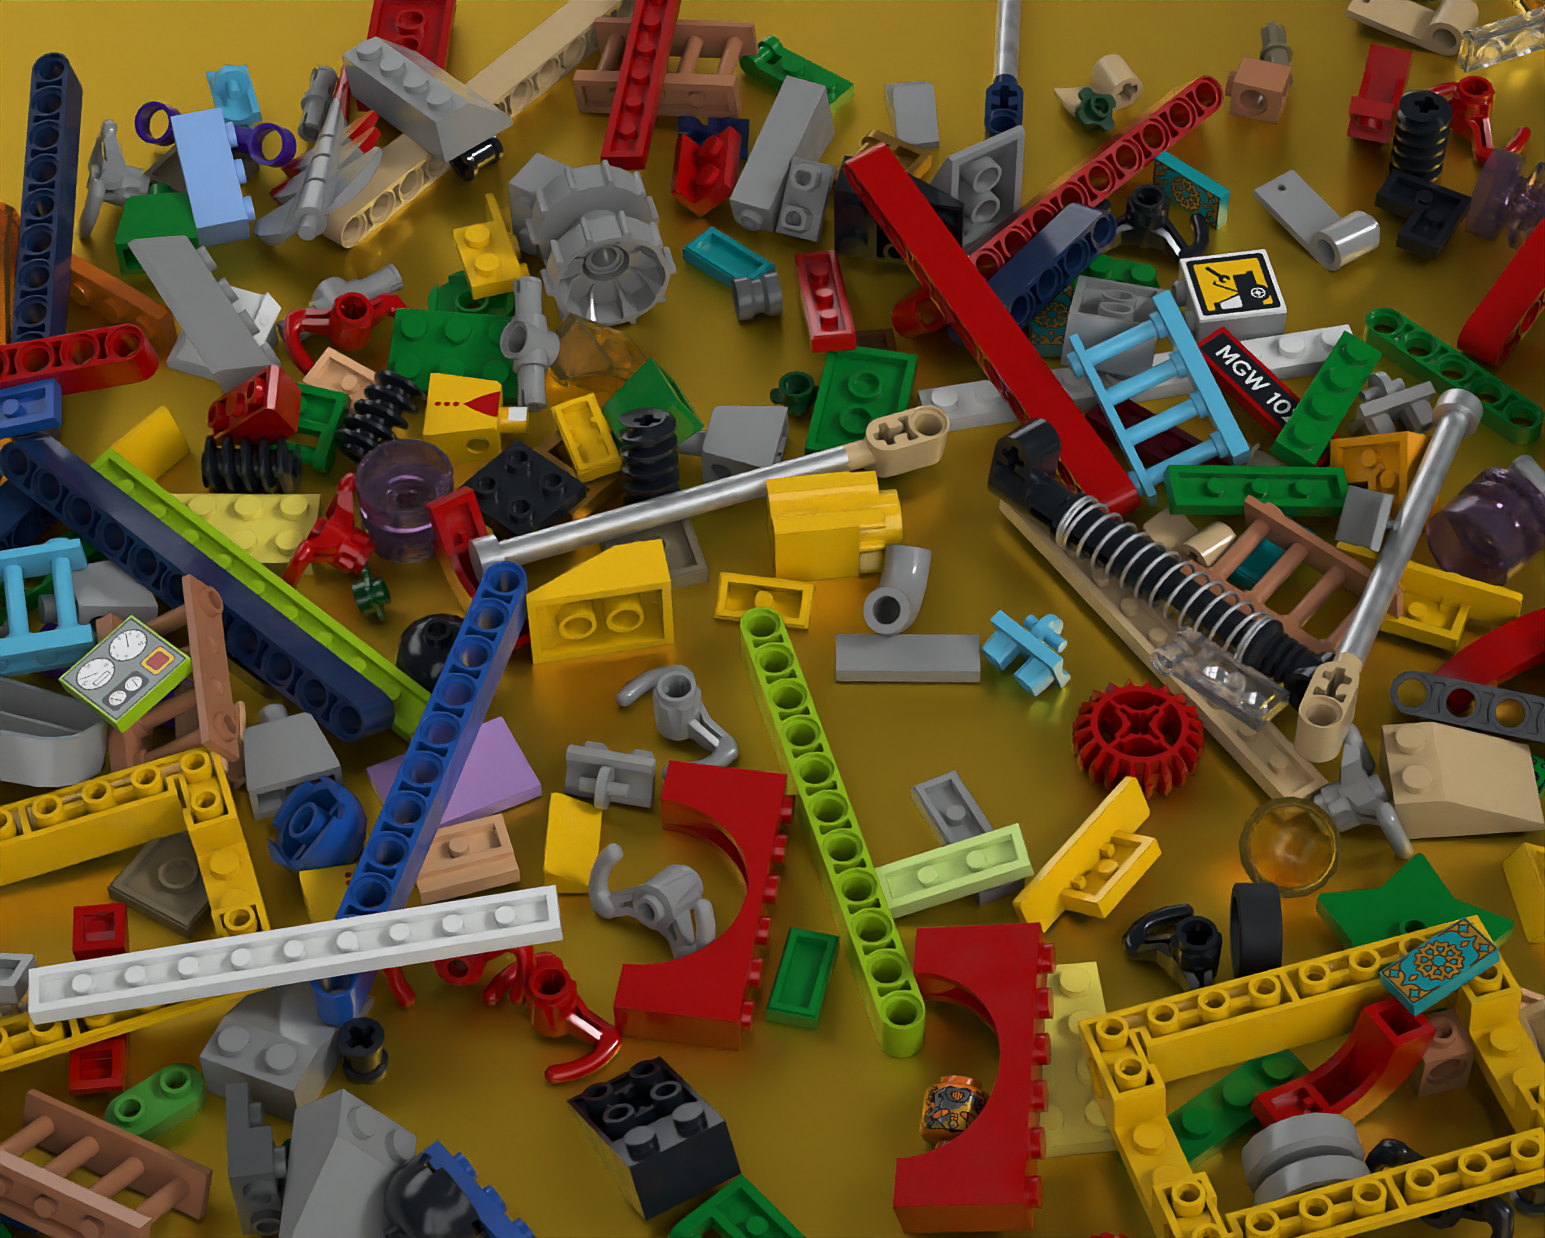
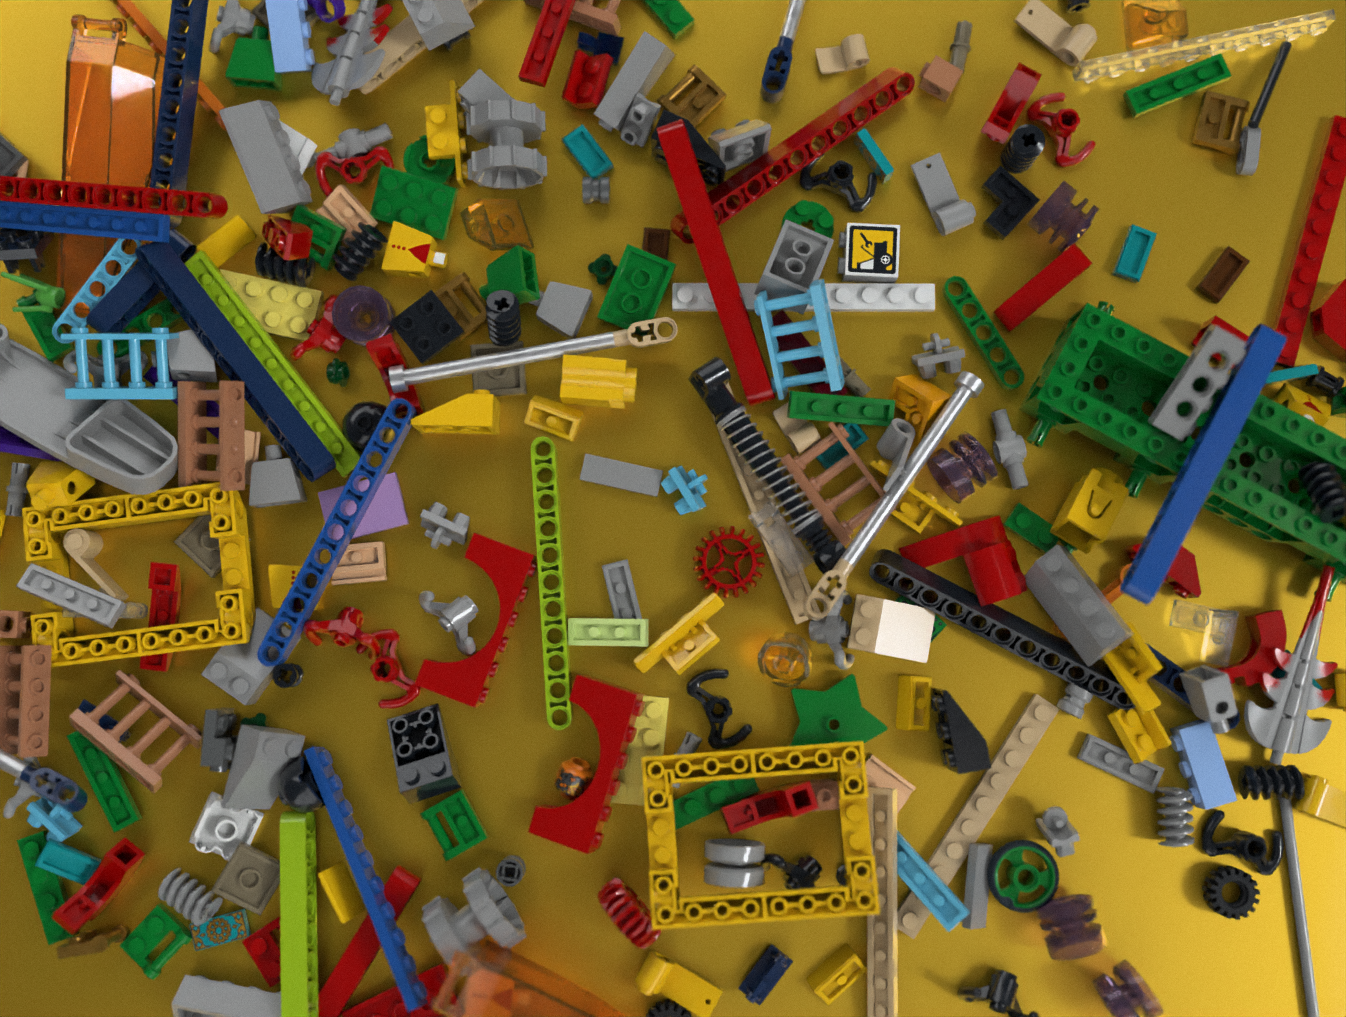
camera: 15 degrees right, 35 degrees up
(126, 674) = (187, 430): tile -> none
(157, 1103) = (182, 680): bright green plate -> none
(294, 954) = (250, 643): white plate -> none
(318, 827) = (283, 538): blue cylinder -> none
(529, 343) = (452, 213): light grey pin -> none
(571, 843) = (416, 565): yellow slope -> none
(586, 438) = (472, 288): yellow plate -> none
(680, 712) = (496, 465): light grey piece -> none
(802, 978) = (519, 672): green tile -> none
(824, 301) = (633, 206): red tile -> none
(900, 590) = (624, 436): light grey cylinder -> none
(913, 113) = (724, 52): light grey slope -> none
(1049, 326) = (763, 239): tile -> none
(1050, 262) = (767, 208): dark blue beam -> none
(1095, 110) = (829, 71): dark green plate -> none
(1252, 384) = (868, 335): tile -> none
(1255, 928) = (752, 708): black tyre -> none
(1326, 402) = (901, 347): green plate -> none
(1439, 966) = (830, 778): tile -> none

